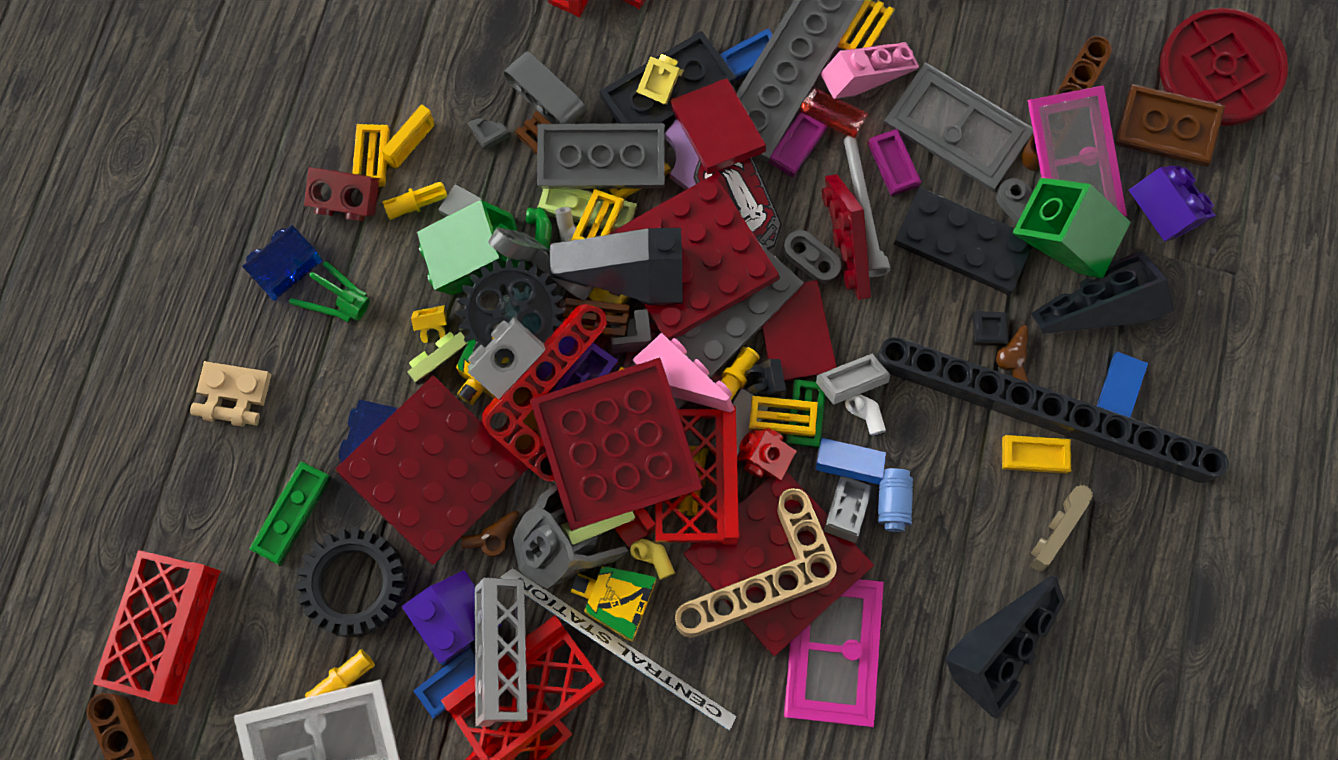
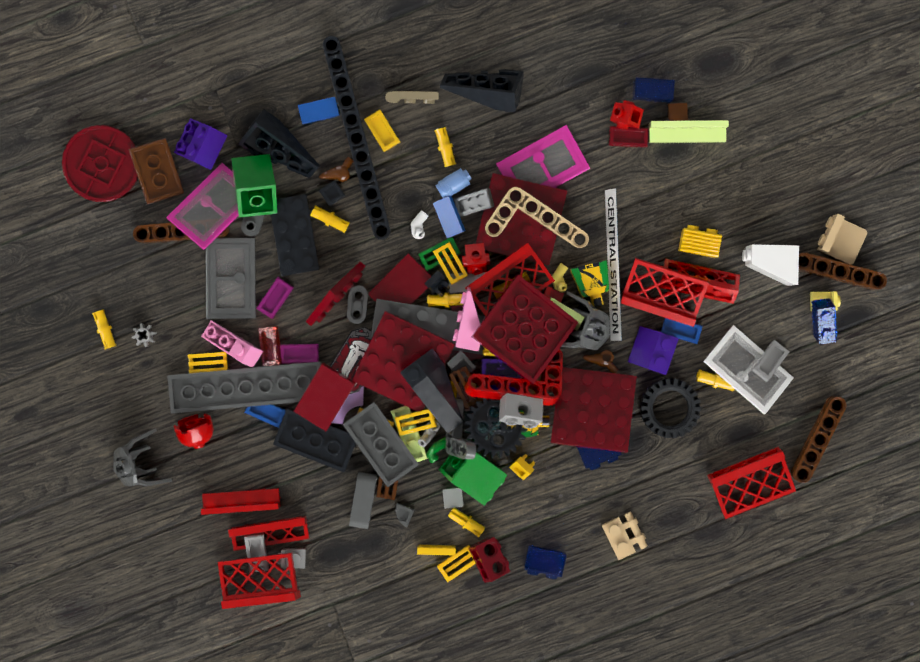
camera: 125 degrees left, 15 degrees up
(290, 513) = (658, 462): green tile -> none
(351, 303) = (540, 512): green plant -> none
(447, 347) = (544, 451): yellowish green plate -> none
(487, 655) = (659, 320): light grey fence -> none
(659, 78) = (317, 444): light yellow bracket -> none
(853, 378) = (407, 242): light grey tile -> none
(877, 262) = (337, 272): light grey piece -> none
(956, 299) = (329, 218): none -> yellow pin
(956, 525) = (445, 147): none -> yellow pin

